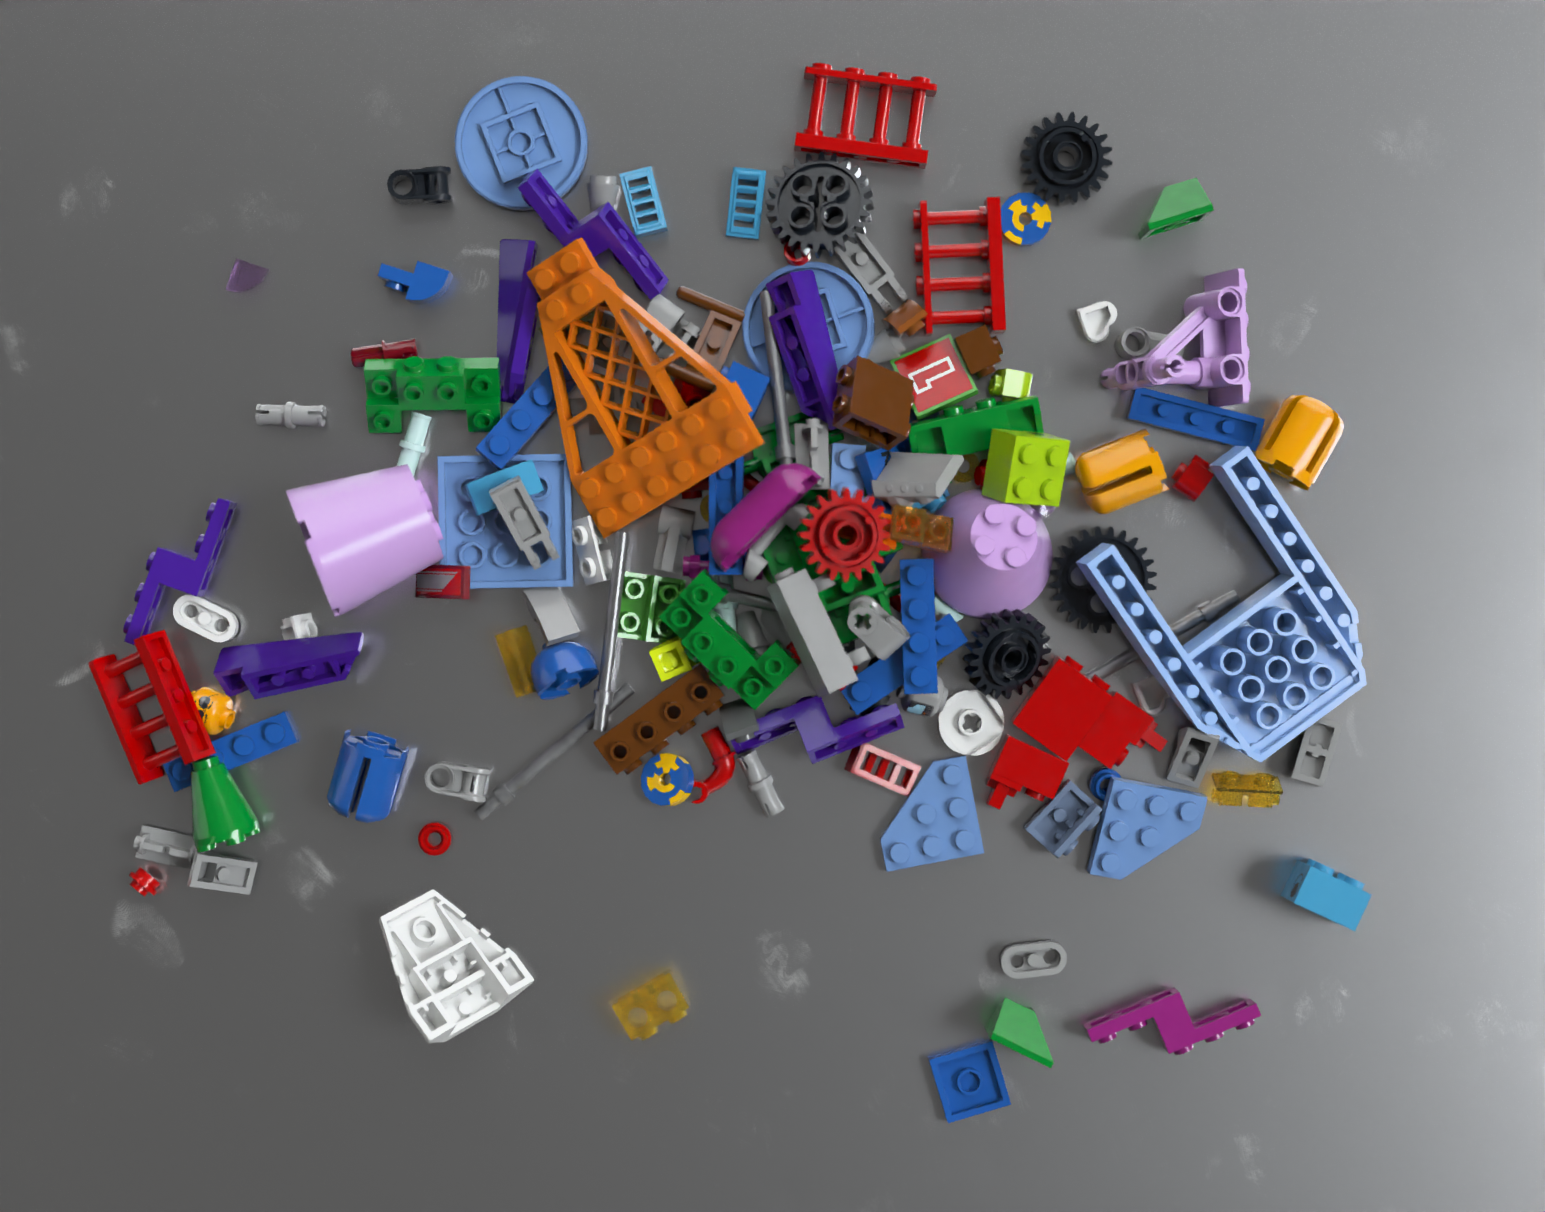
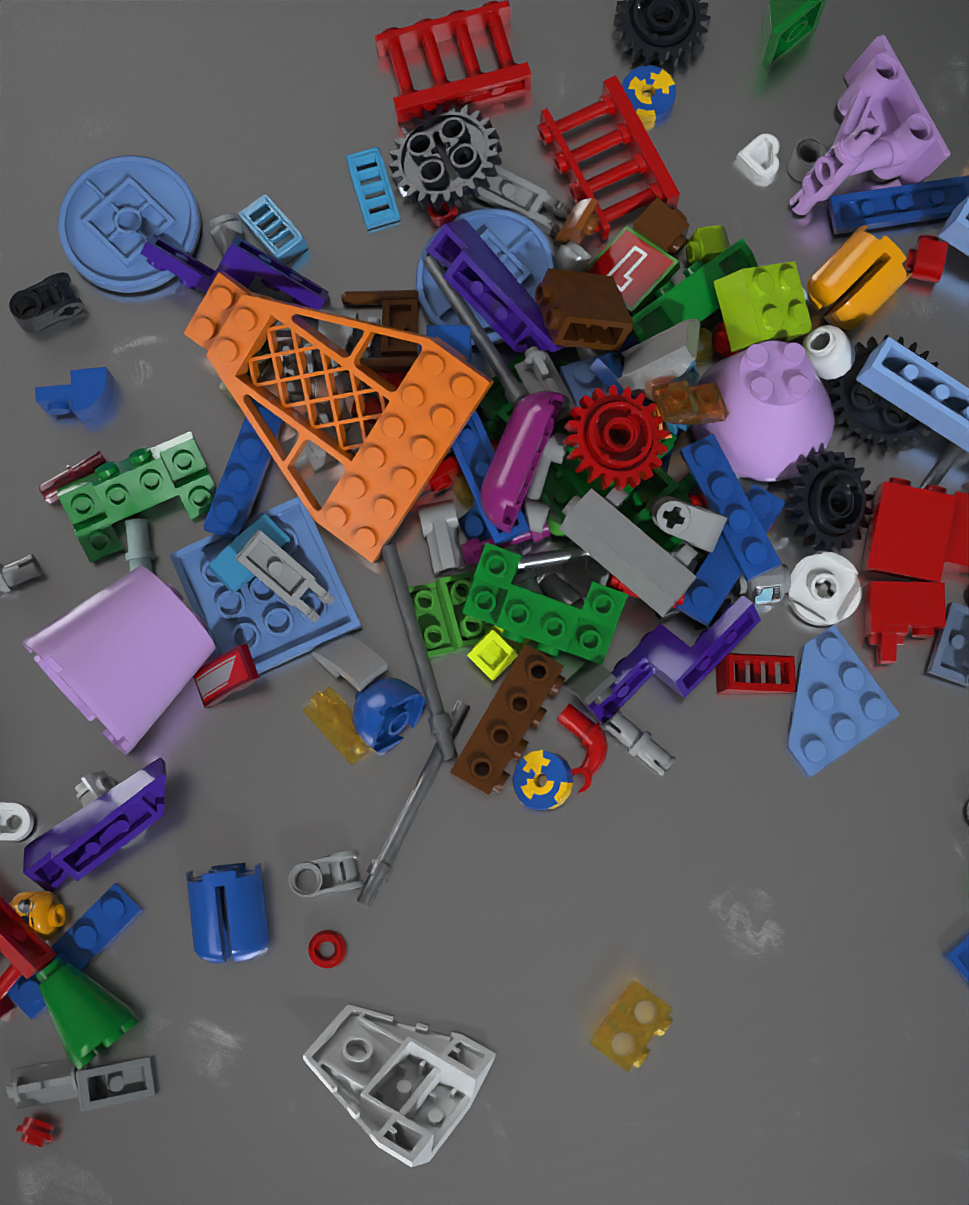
camera: 25 degrees left, 10 degrees down
(516, 315) = (192, 385): dark purple wedge -> none
(594, 564) = (371, 593): white hinge -> none
(1064, 528) = (829, 351): none -> white head

